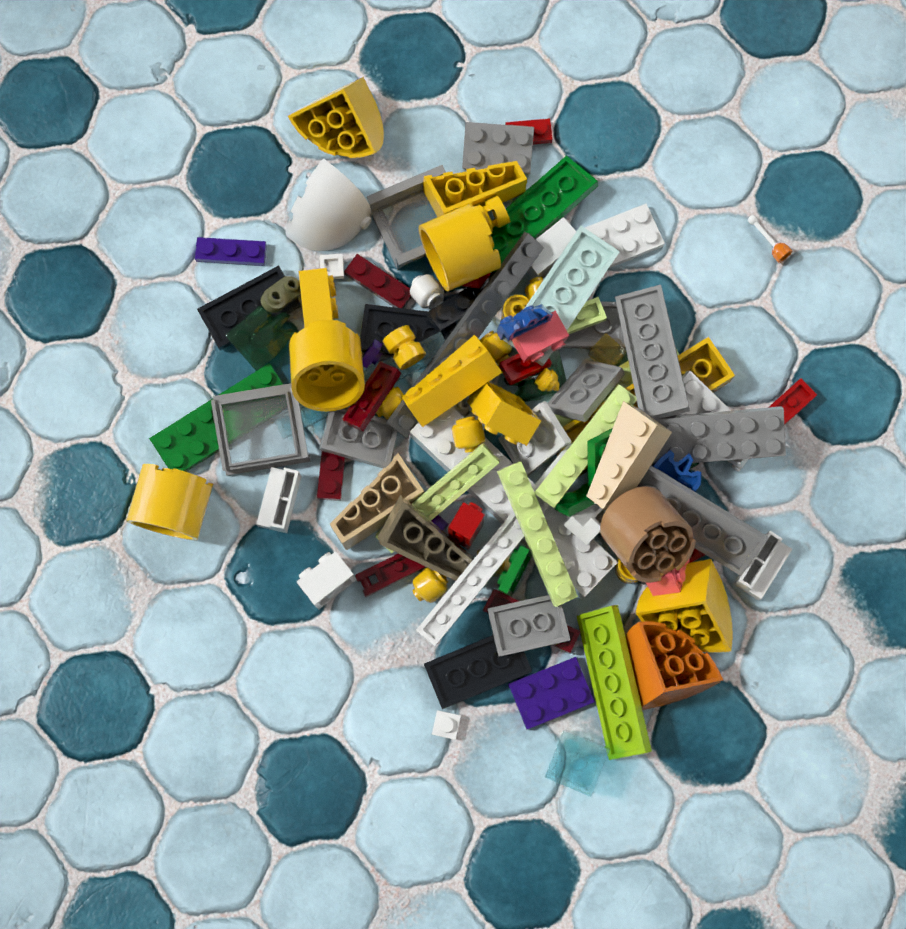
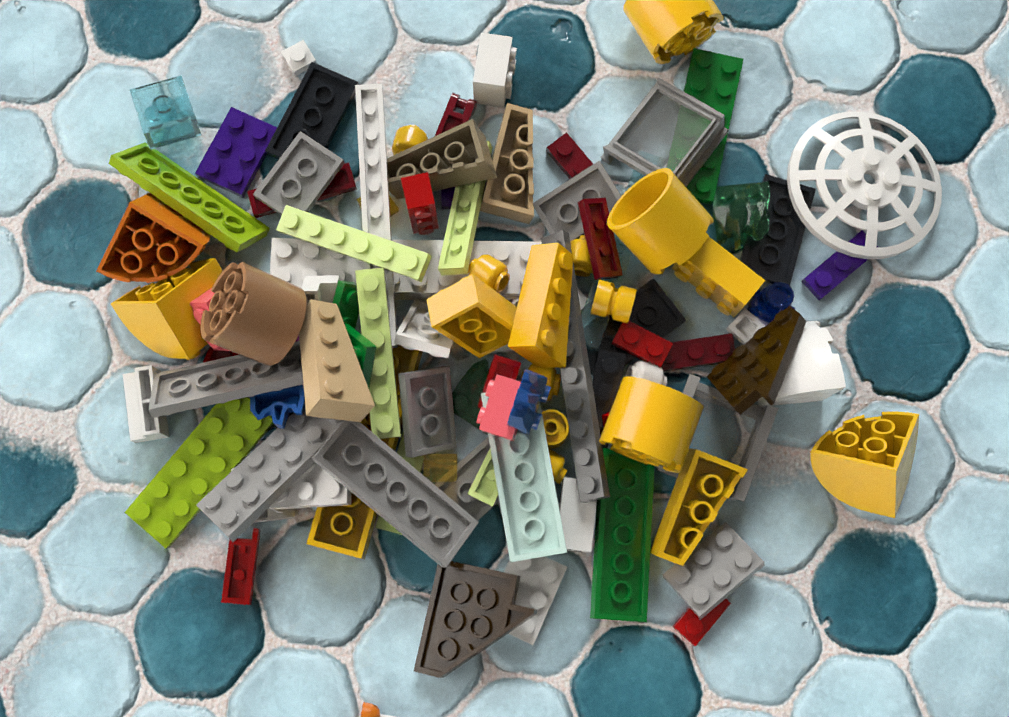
camera: 135 degrees right, 0 degrees up
(170, 291) = (859, 192): none -> white dish
(279, 499) = (593, 103): white piece -> none
(283, 294) = (761, 258): olive plate -> none
(296, 261) = (771, 301): none -> clear blue piece
(355, 228) = (760, 363): none -> dark brown wing
(372, 354) = (635, 278): dark purple plate -> none
(408, 310) = (642, 343): none -> red plate
(498, 211) = (662, 482): yellow wheel -> none
(509, 580) = (347, 201): green plate -> none
(547, 380) = (467, 389): yellow plate -> none
(671, 251) = (466, 615): none -> dark brown wing
(768, 489) = (197, 468): none -> lime plate

